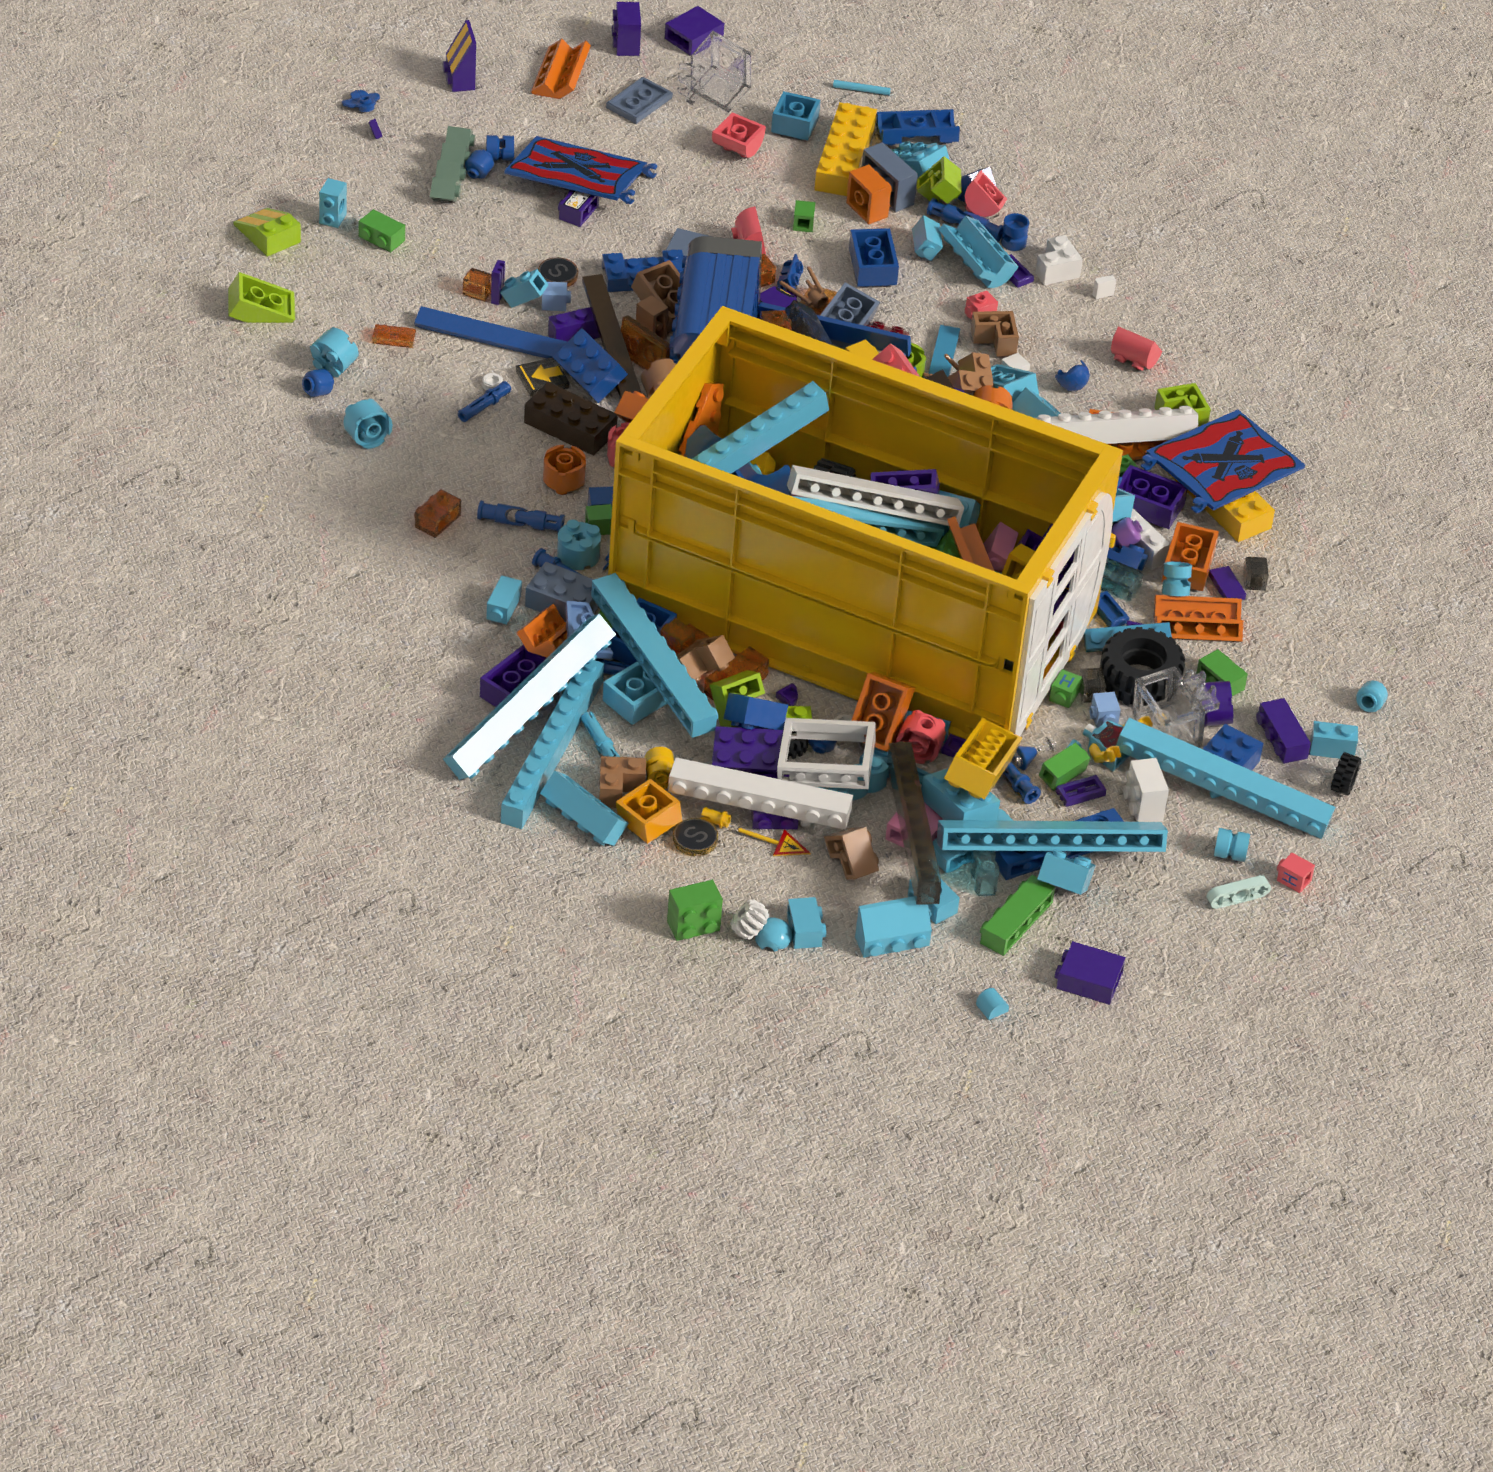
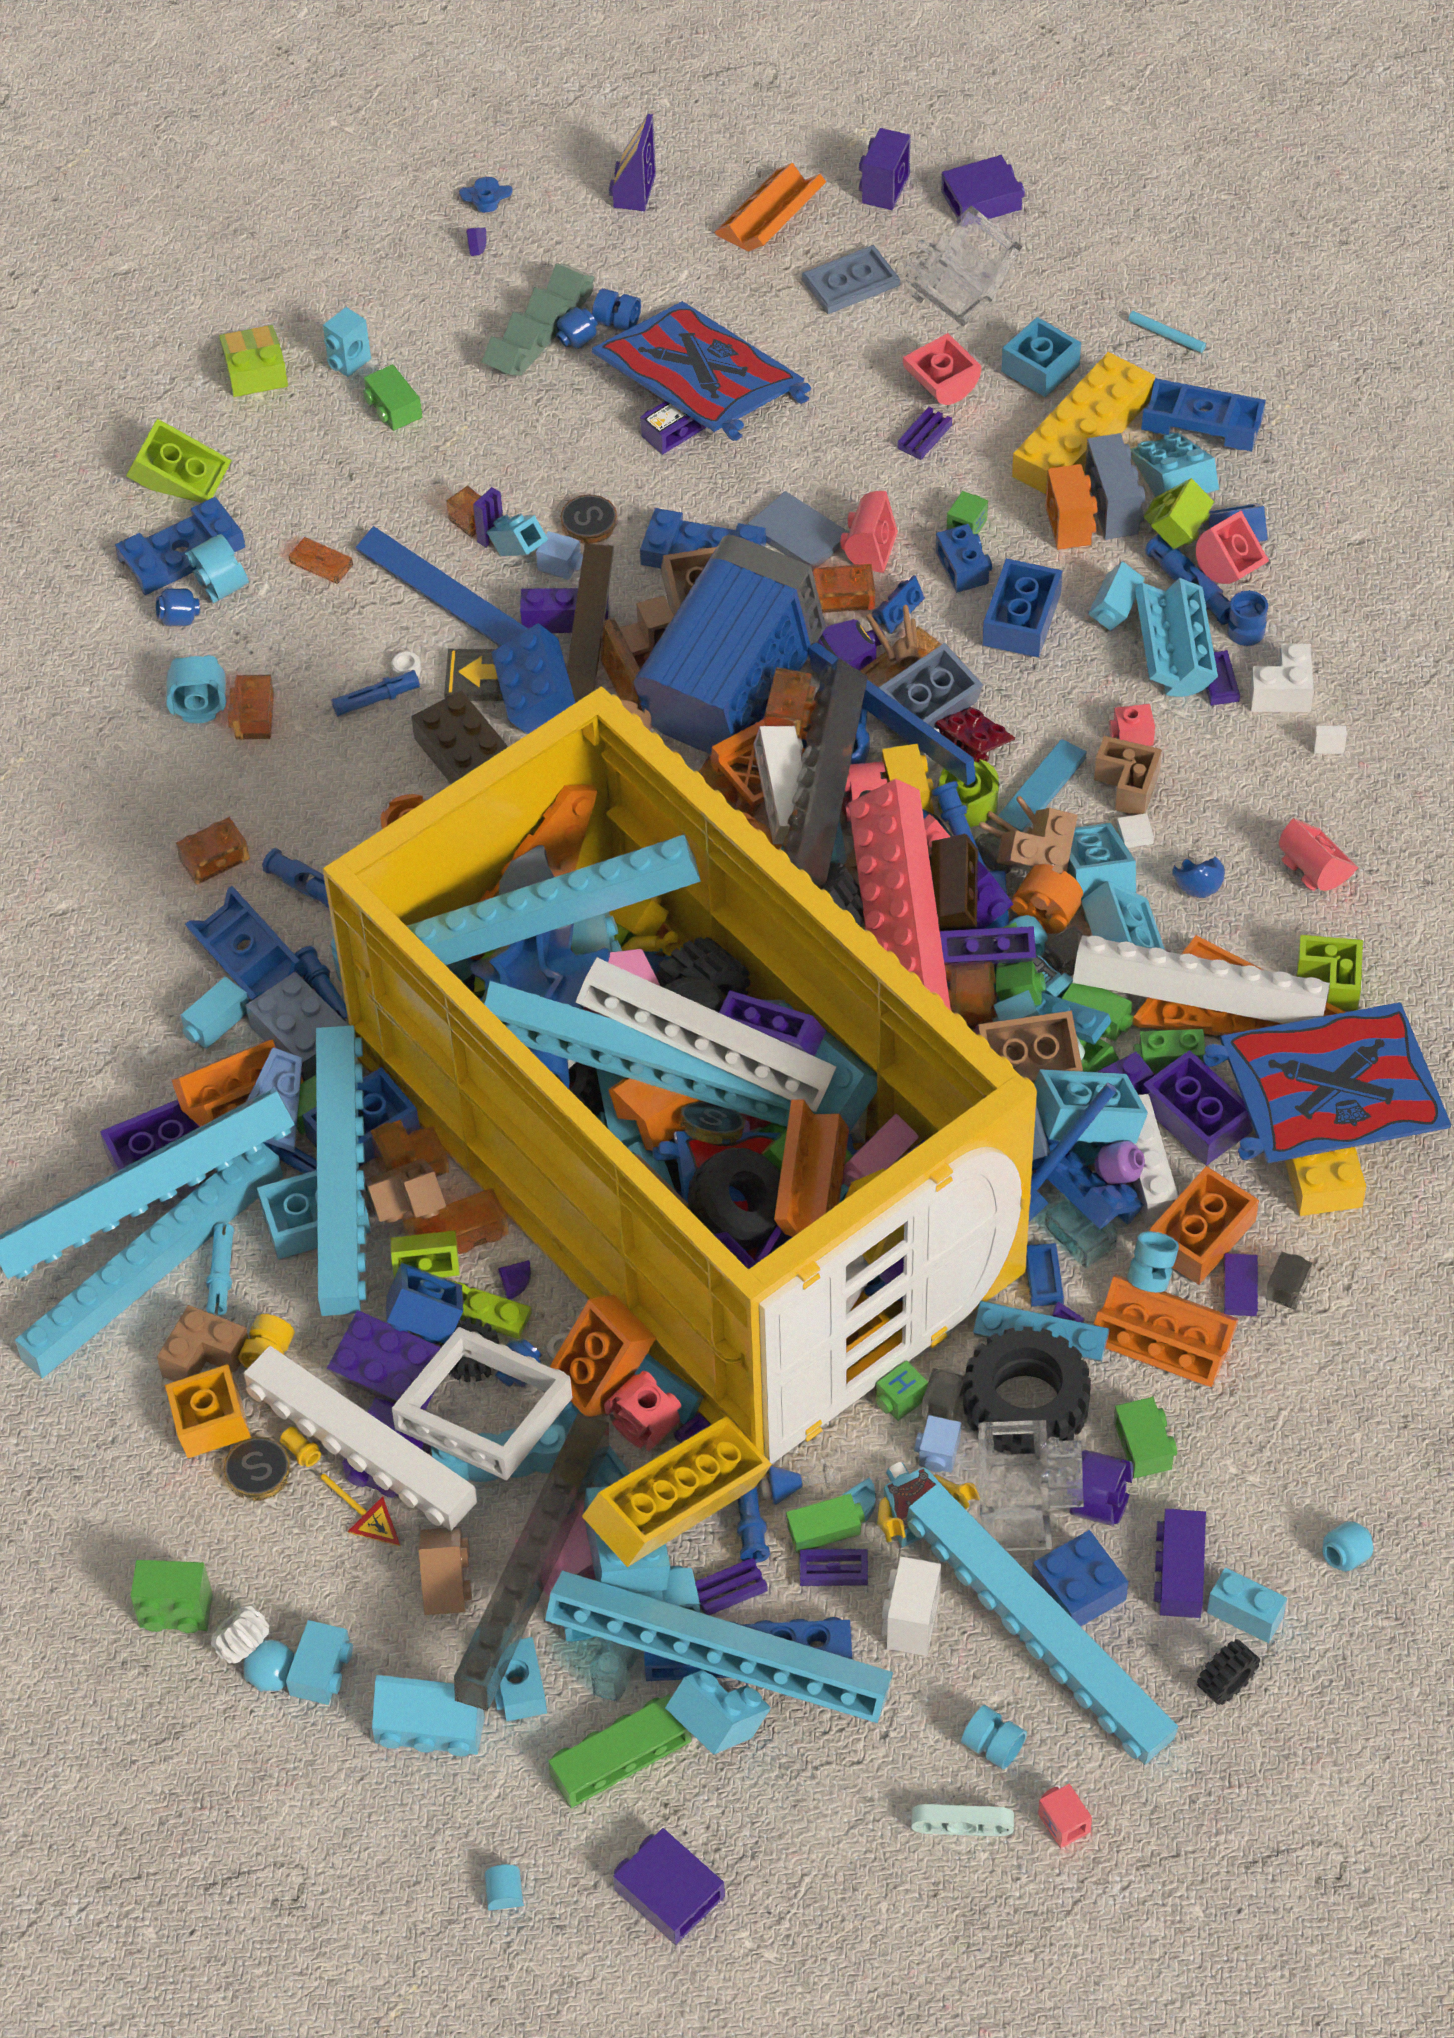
camera: 30 degrees right, 10 degrees up
(302, 334) = (155, 557): none -> blue piece
(409, 427) = (252, 707): none -> clear orange brick
(483, 545) = (262, 962): none -> blue piece
(584, 808) = (127, 1378): medium azure brick -> none
(746, 168) = (920, 430): none -> dark purple tile
(816, 240) = (963, 558): none -> blue brick
(1028, 809) = (724, 1576): none -> dark purple tile

